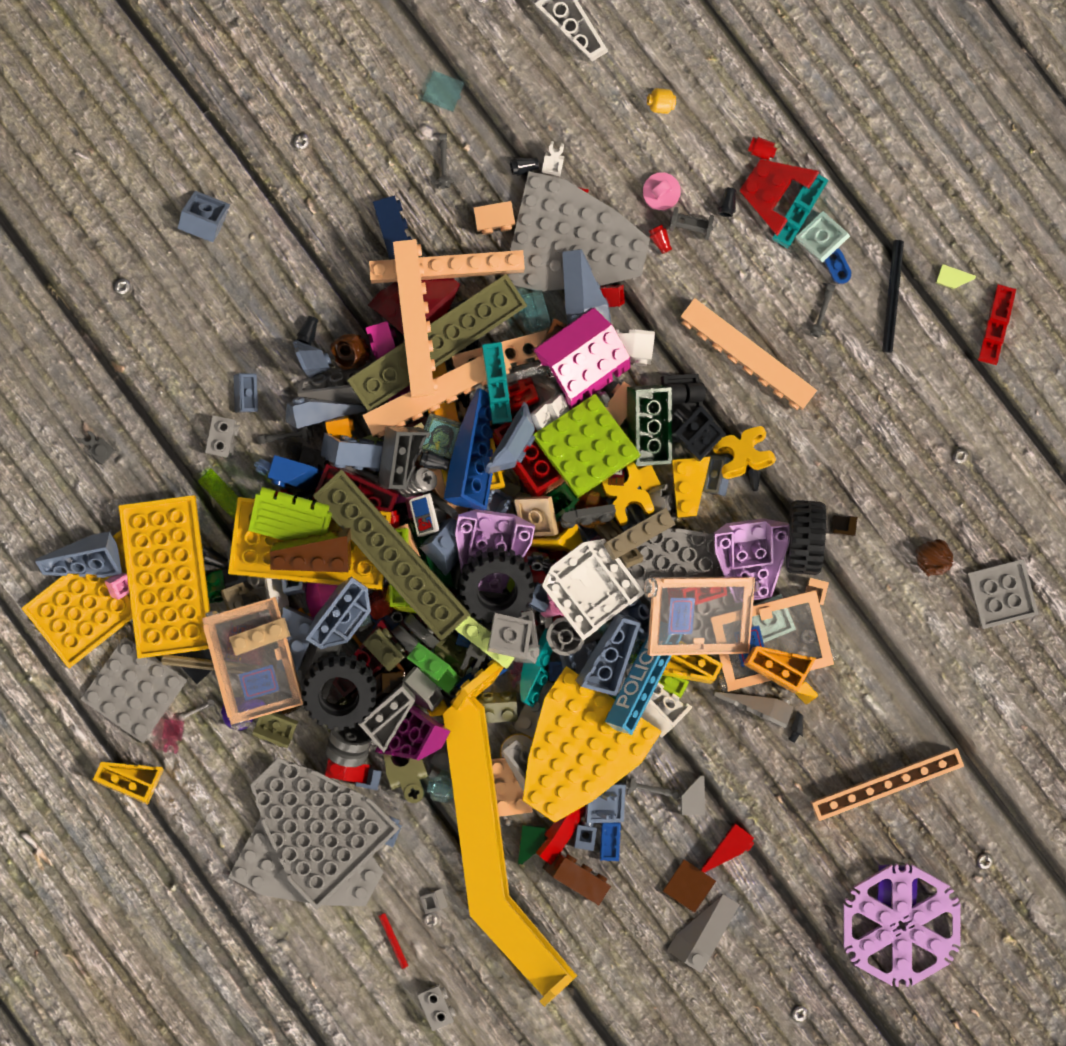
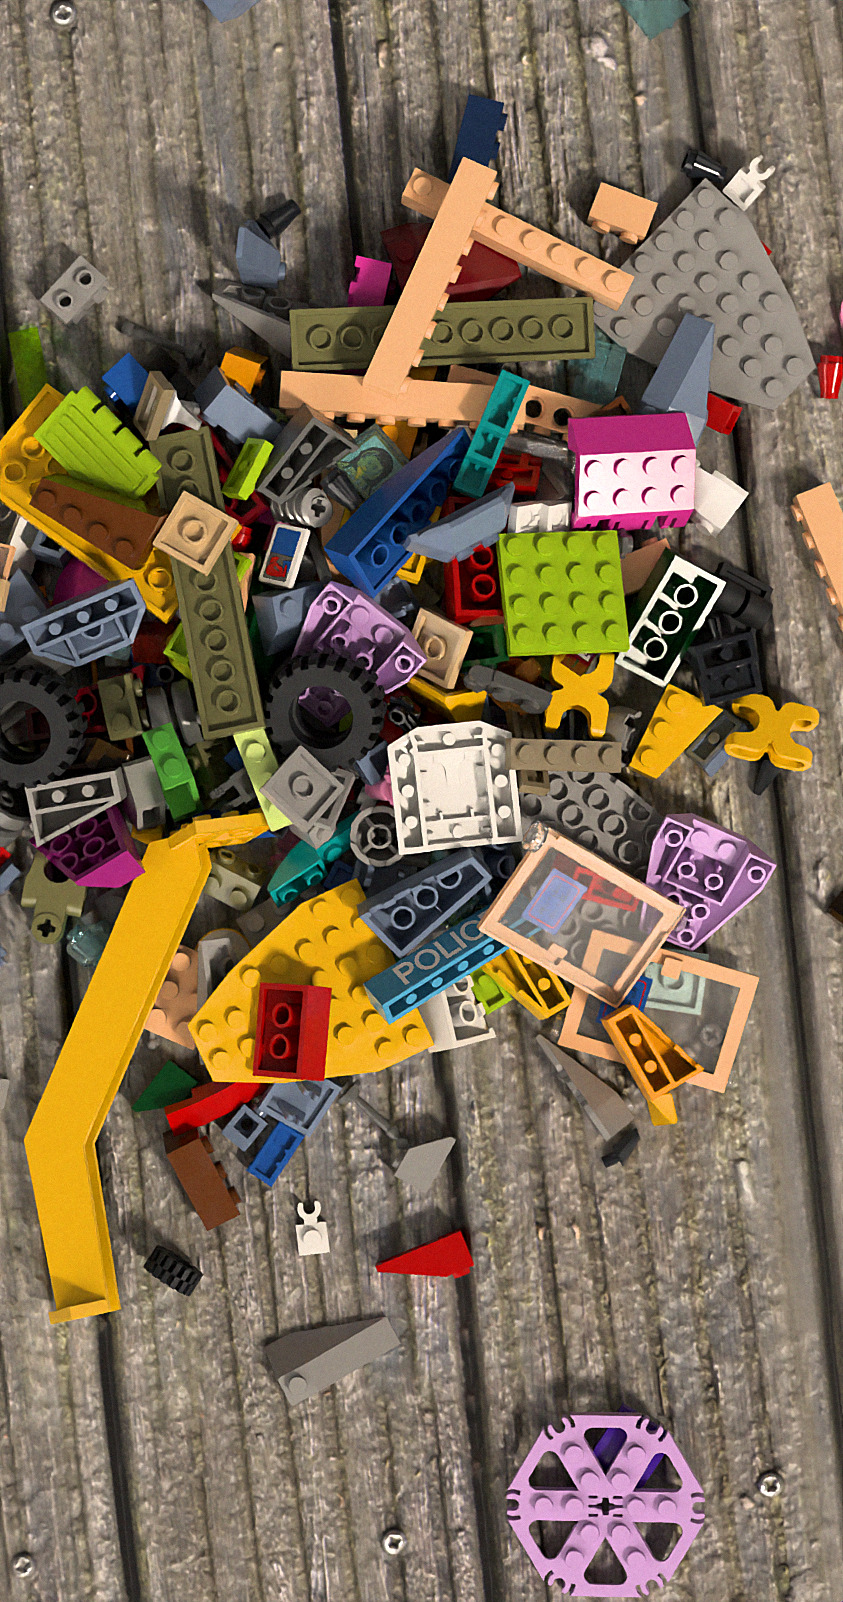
camera: 25 degrees right, 0 degrees up
(245, 393) = (144, 253): sand blue slope -> none
(262, 467) = (105, 363): light blue plate -> none
(309, 474) = (161, 407): none -> dark tan piece
(311, 411) = (214, 326): sand blue wedge -> none
(350, 351) = (318, 279): reddish brown hair -> none
(370, 532) = (195, 533): none -> tan plate
(376, 480) = (247, 468): none -> lime plate
(444, 181) = (582, 125): dark grey piece -> none
(581, 770) = (292, 1031): none -> red slope
(593, 938) = (173, 1270): none -> black tyre
(649, 477) = (621, 689): yellow brick -> none
(656, 873) = (312, 1234): none -> white plate
(689, 885) = (347, 1277): reddish brown tile -> none
(807, 537) = (790, 897): black tyre -> none
(819, 586) = (768, 976): light nougat panel -> none
(887, 784) = (700, 1299): light nougat brick -> none

